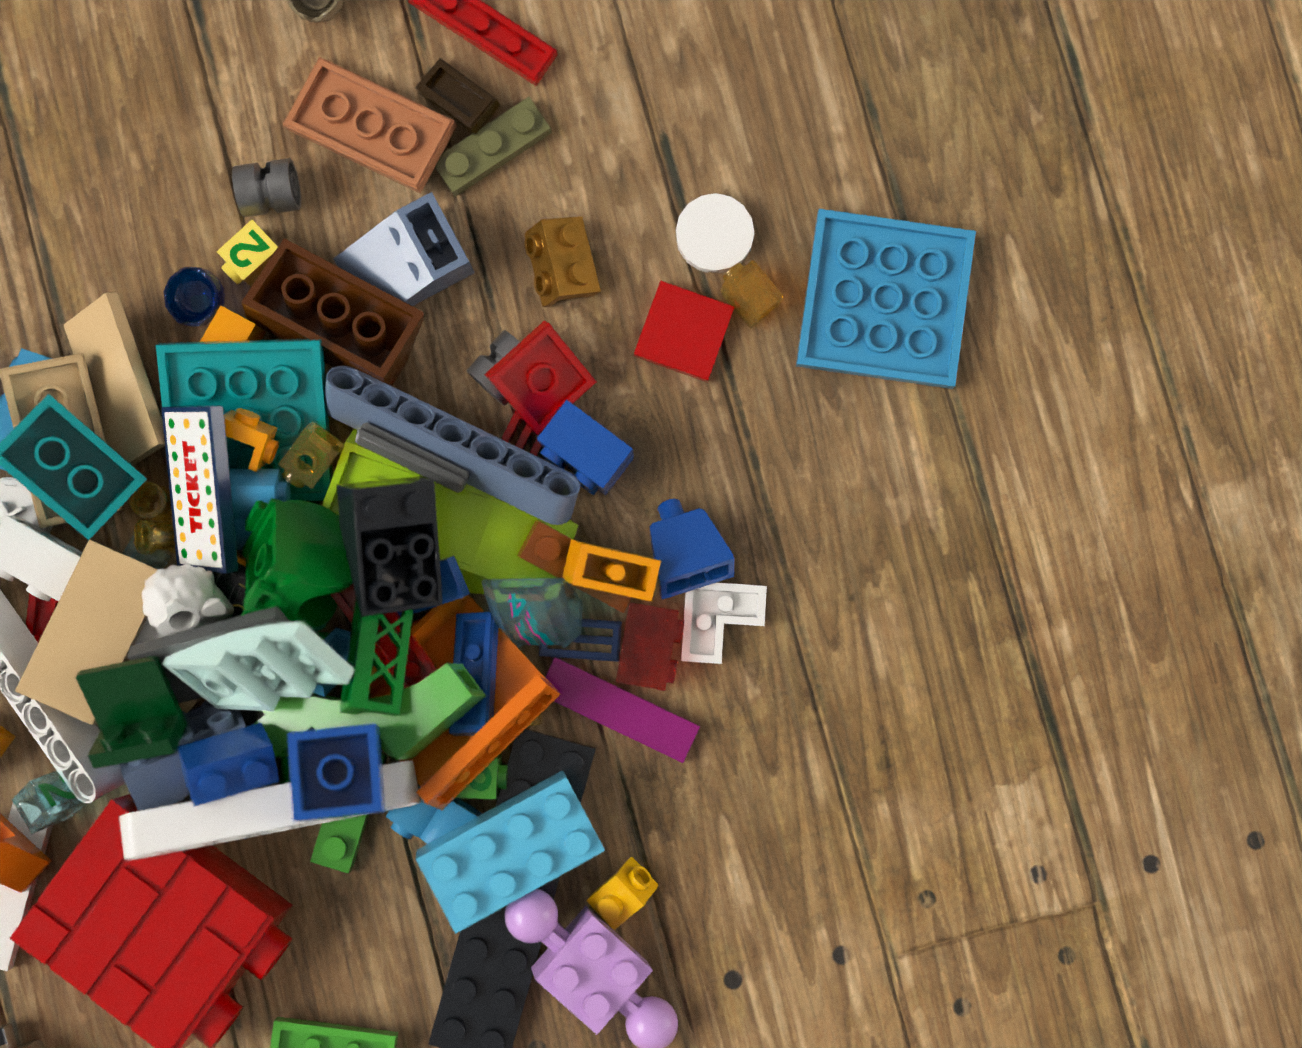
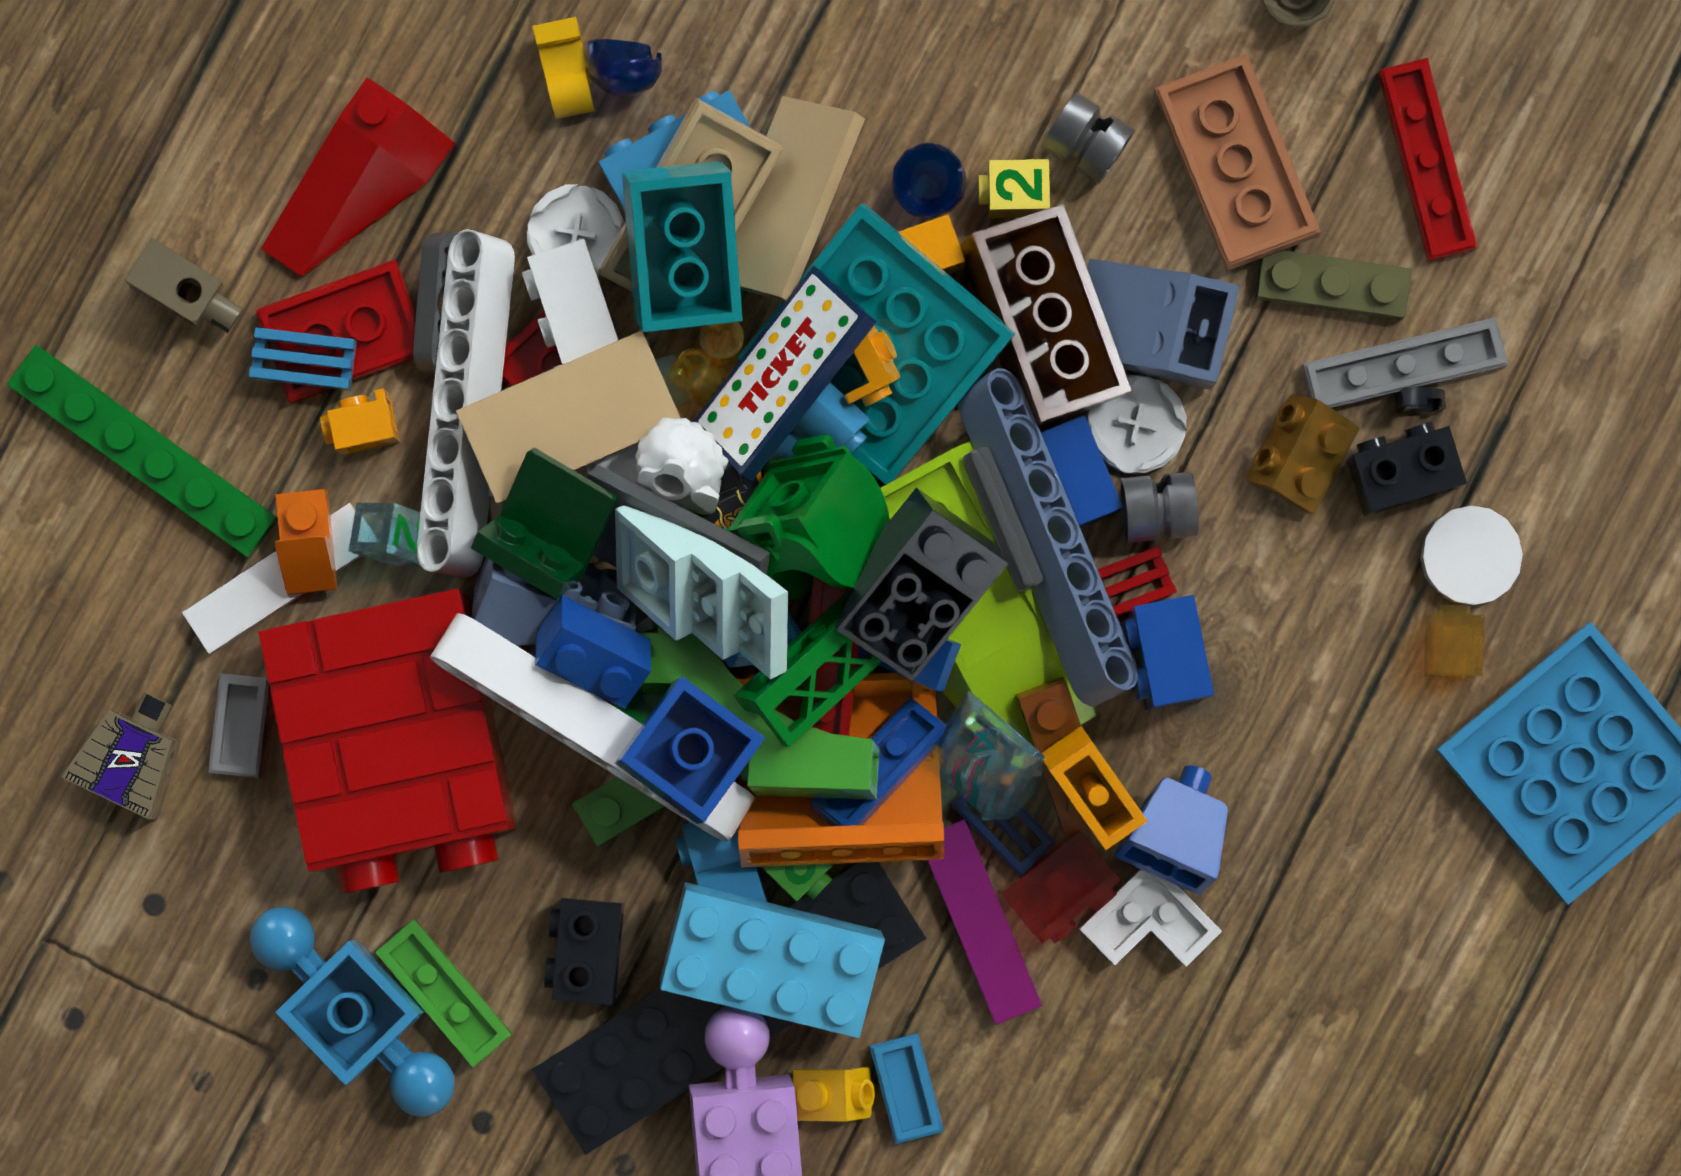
camera: 40 degrees right, 0 degrees up
(68, 1006) = (240, 725): none -> light grey tile
(317, 444) = (926, 428): clear yellow brick -> none
(396, 943) = (585, 951): none -> black brick
(439, 388) = (1082, 471): none -> blue brick
(451, 332) = (1140, 428): none -> white tile
(457, 96) = (1344, 208): dark brown tile -> none
(540, 377) = (1186, 549): red tile -> none
(576, 155) = (1406, 364): none -> light grey tile
(602, 168) = (1420, 400): none -> black tile
(630, 215) = (1405, 469): none -> black brick
(664, 849) = (906, 1088): none -> dark azure tile
(683, 331) = (1358, 622): red tile -> none

